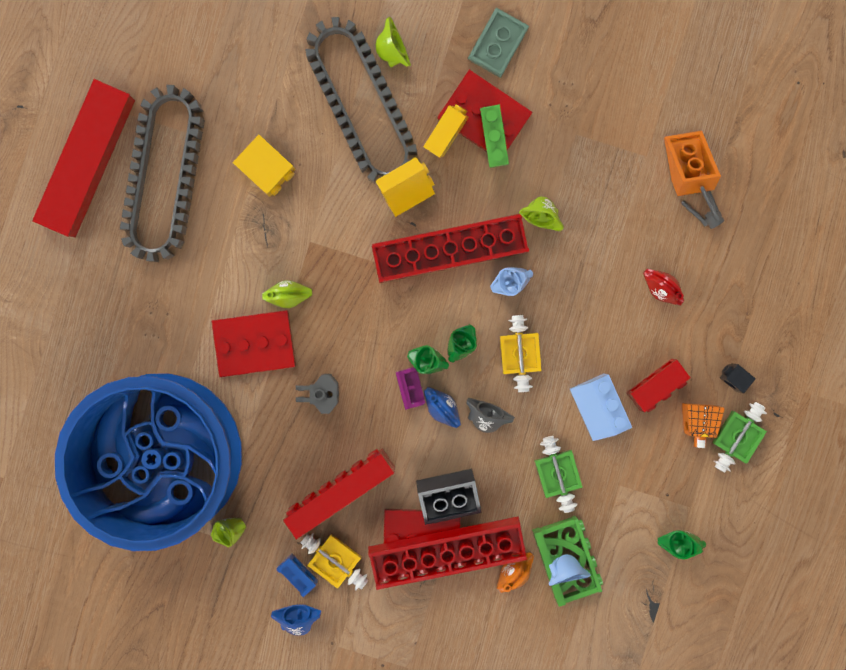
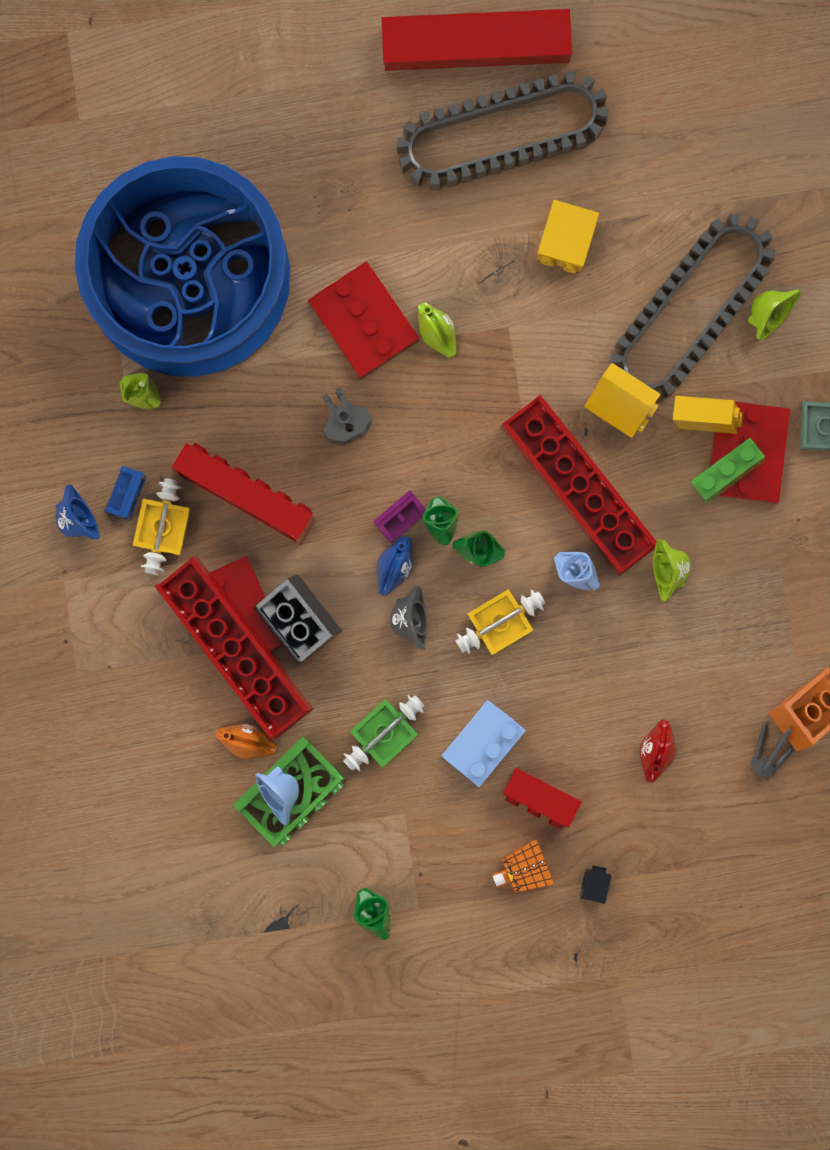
camera: 65 degrees right, 5 degrees down
(739, 437) = (528, 923): bright green plate -> none

